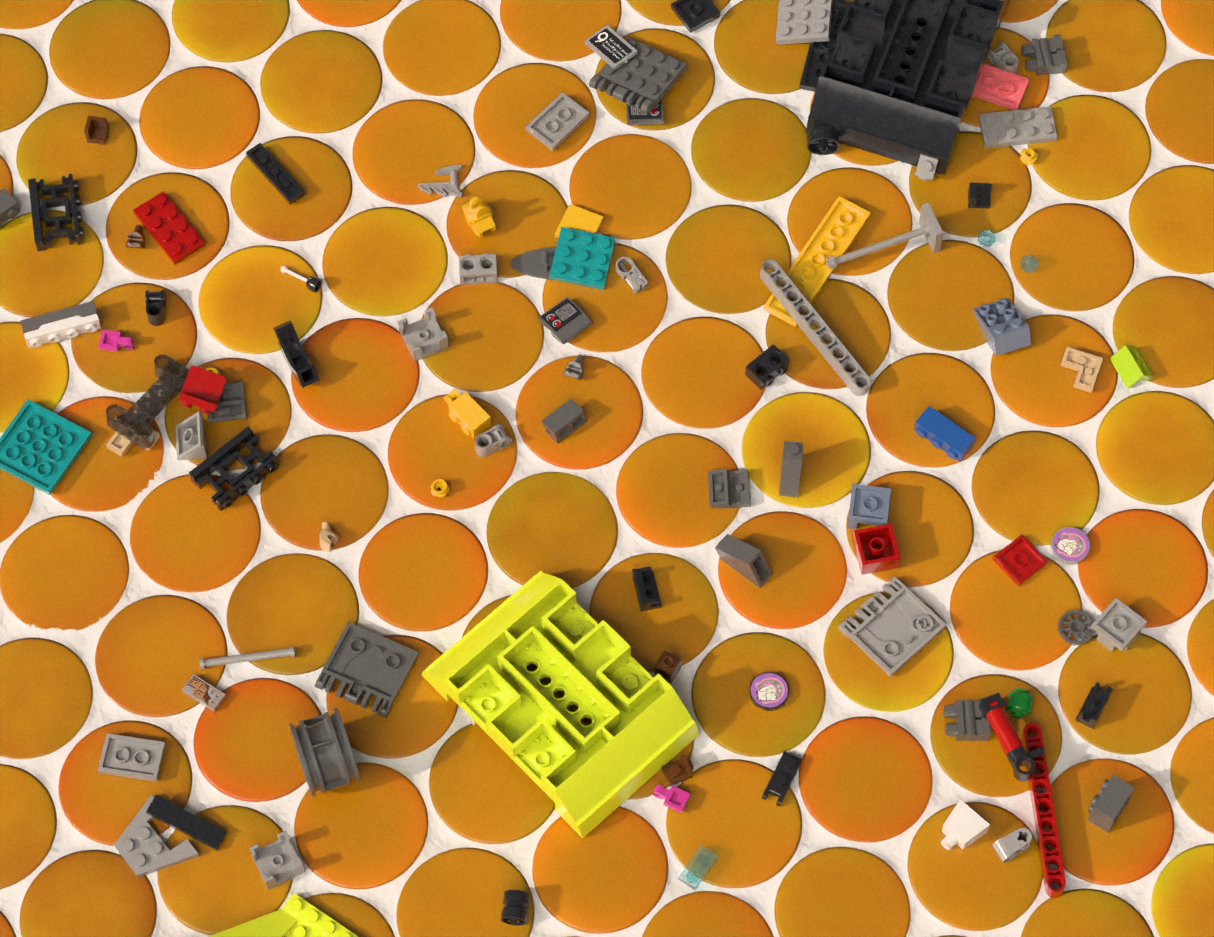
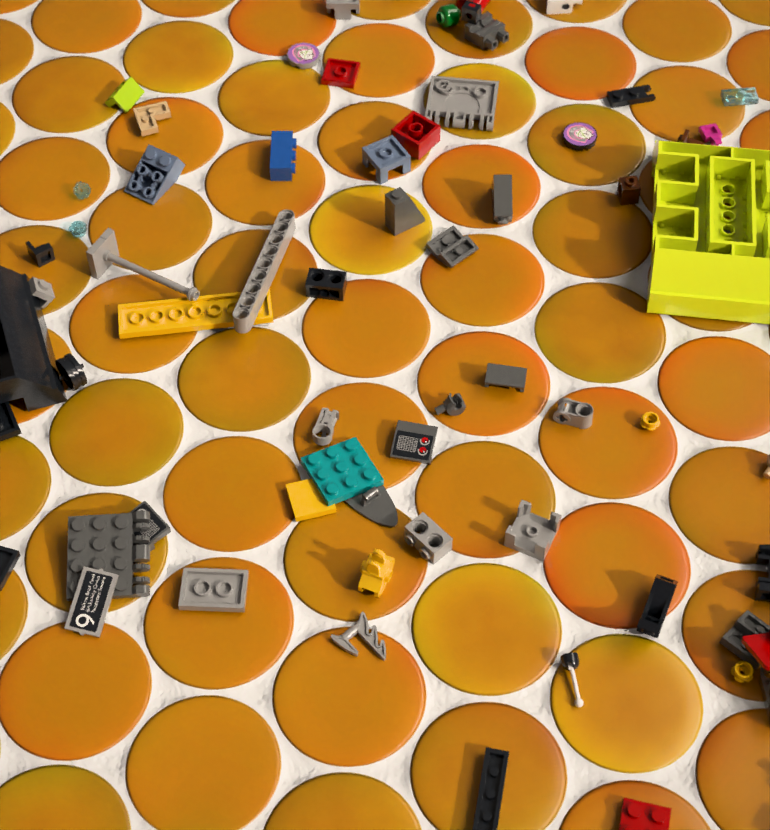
camera: 130 degrees left, 10 degrees down
(155, 304) = (729, 784): black piece -> none
(467, 413) = (568, 446): yellow brick -> none
(646, 589) = (585, 242): black hinge -> none
(1076, 627) = (361, 24): dark grey wheel -> none

